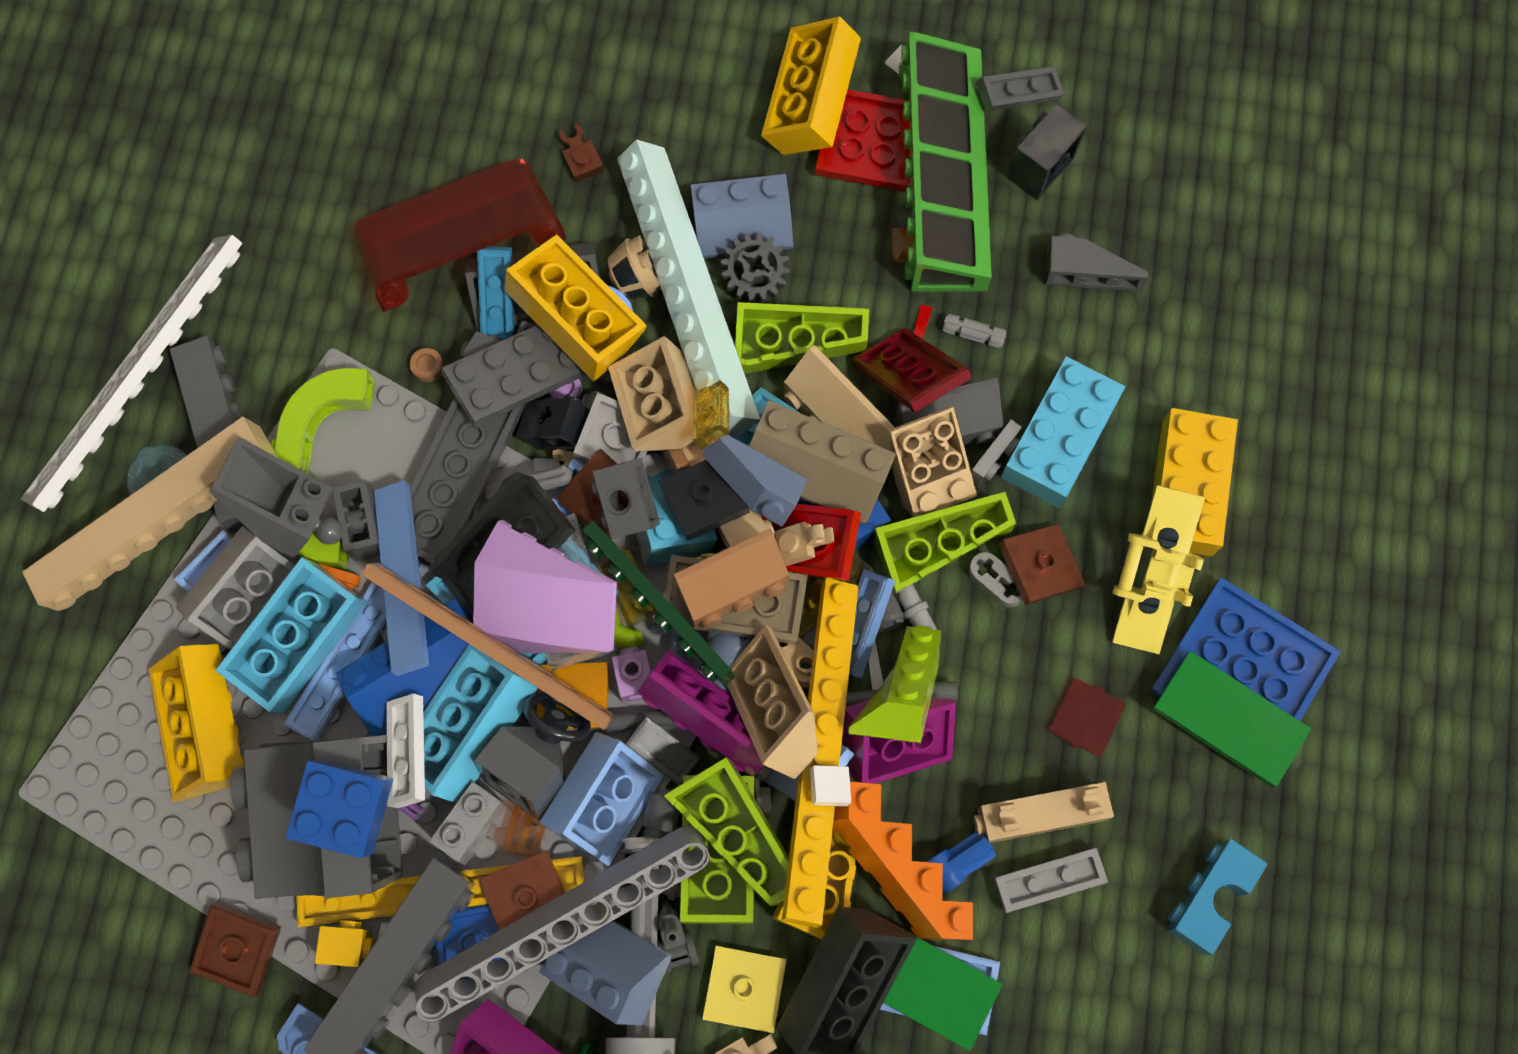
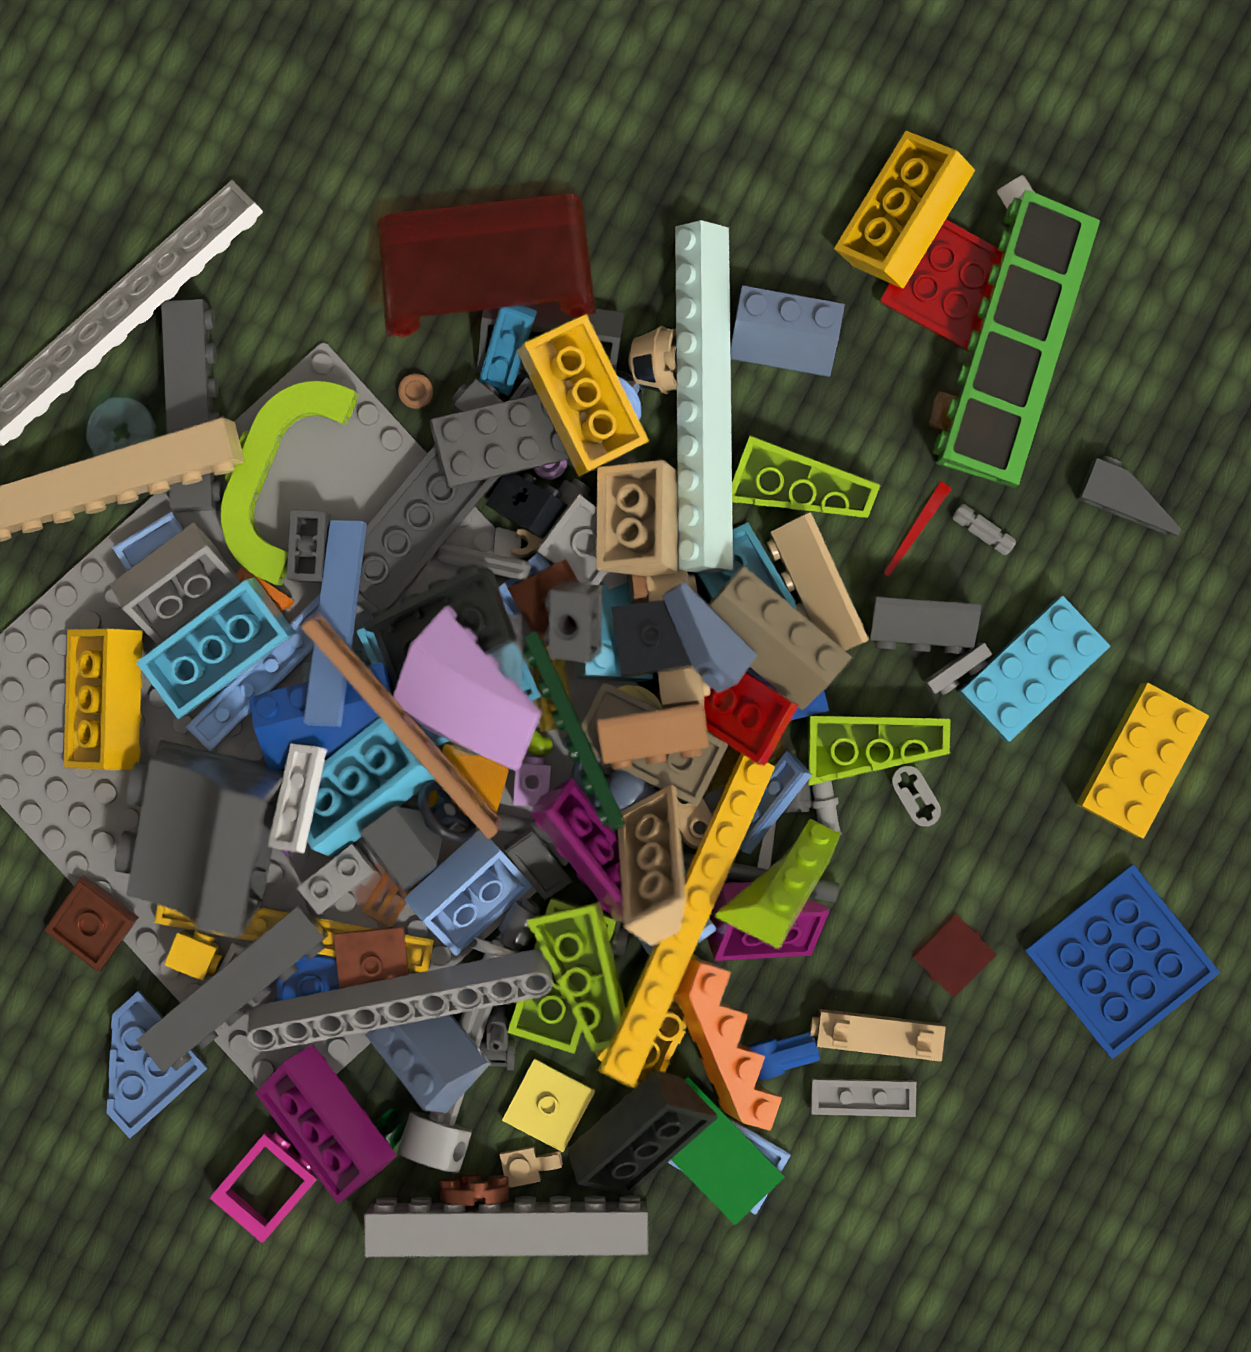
camera: 10 degrees right, 15 degrees up
(273, 497) = (235, 515): dark grey slope -> none
(339, 808) = (232, 860): blue brick -> none
(580, 155) = (639, 205): copper plate -> none
(710, 414) = (682, 564): clear yellow plate -> none
(745, 260) = (769, 405): dark grey gear -> none
(799, 540) = (729, 712): tan plate -> none
(830, 786) = (681, 962): white tile -> none
(910, 369) = (899, 563): dark red tile -> none
(931, 463) = (886, 671): tan slope -> none
(1020, 88) = (1125, 278): dark grey plate -> none
(1041, 564) = (963, 796): copper plate -> none
(1045, 151) = (1121, 365): black brick -> none
(1169, 572) = (1081, 848): light yellow piece -> none
(1196, 919) = (1030, 1138): dark azure arch -> none
(1232, 719) = (1088, 1004): green tile -> none

